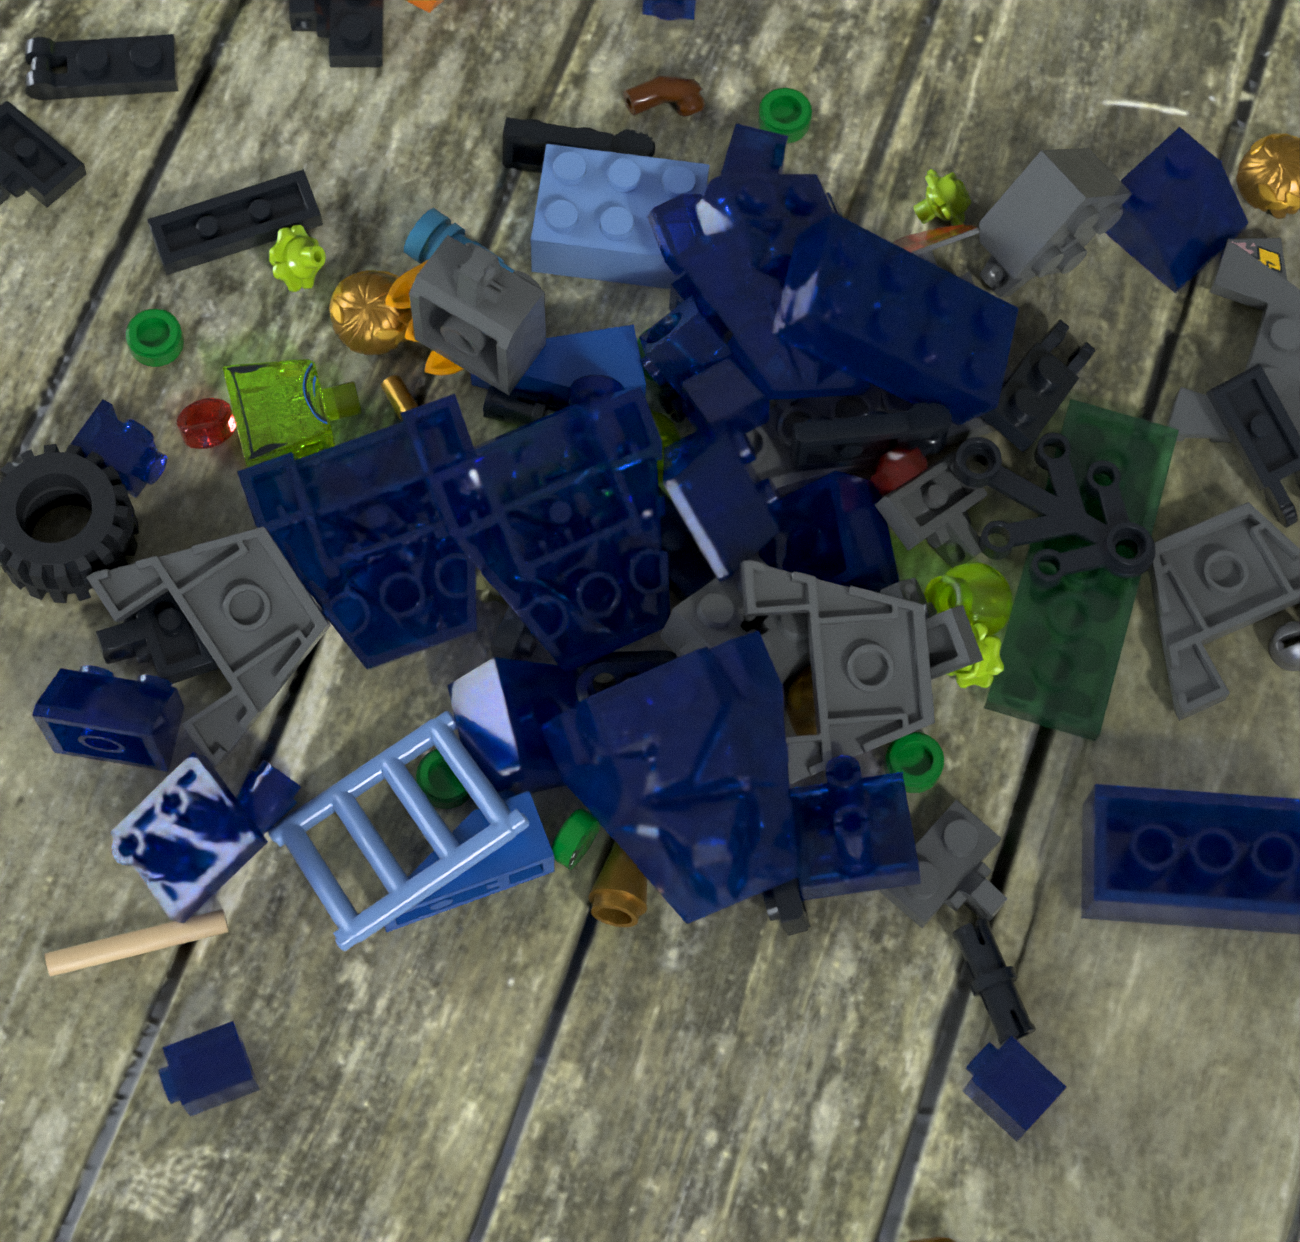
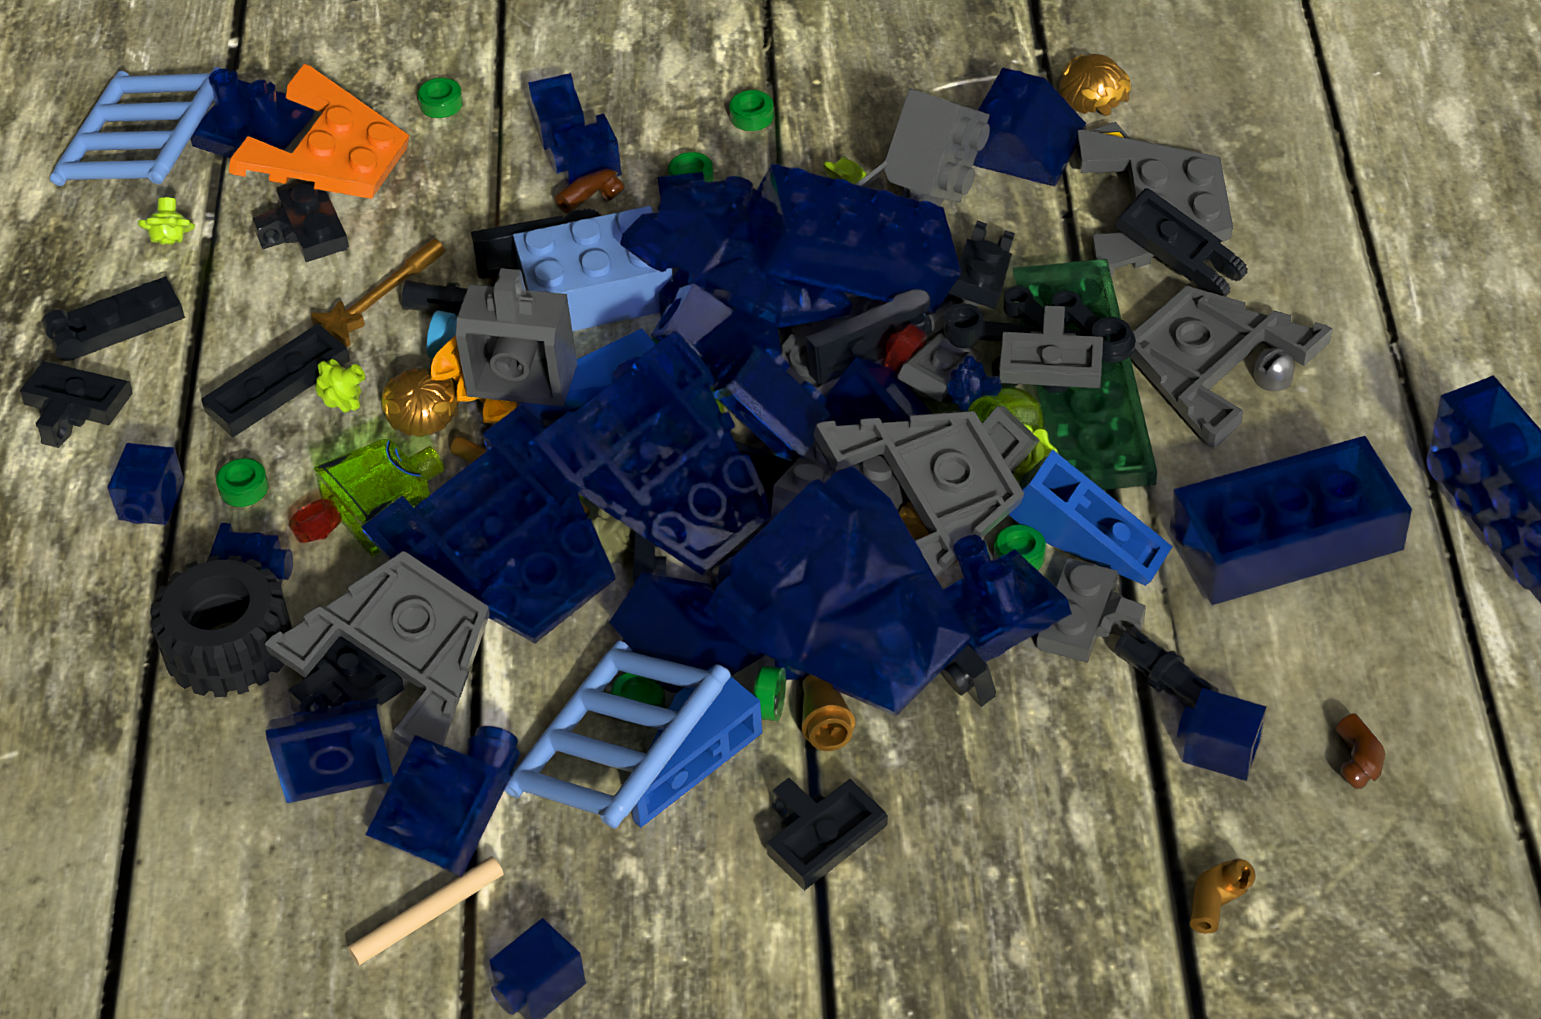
camera: 15 degrees left, 20 degrees down
(52, 306) = (146, 484): none -> clear blue brick
(337, 166) = (342, 322): none -> pearl gold piece
(457, 190) = (433, 297): none -> black pin
(558, 1022) = (821, 830): none -> black hinge
(680, 45) = (585, 150): none -> clear blue brick
(887, 54) = (751, 110): none -> green tile
(947, 551) = (971, 383): none -> clear blue plant
(997, 766) = (1087, 521): none -> blue slope
(1048, 552) = (1051, 355): none -> dark grey hinge
(1152, 1170) = (1366, 752): none -> reddish brown arm

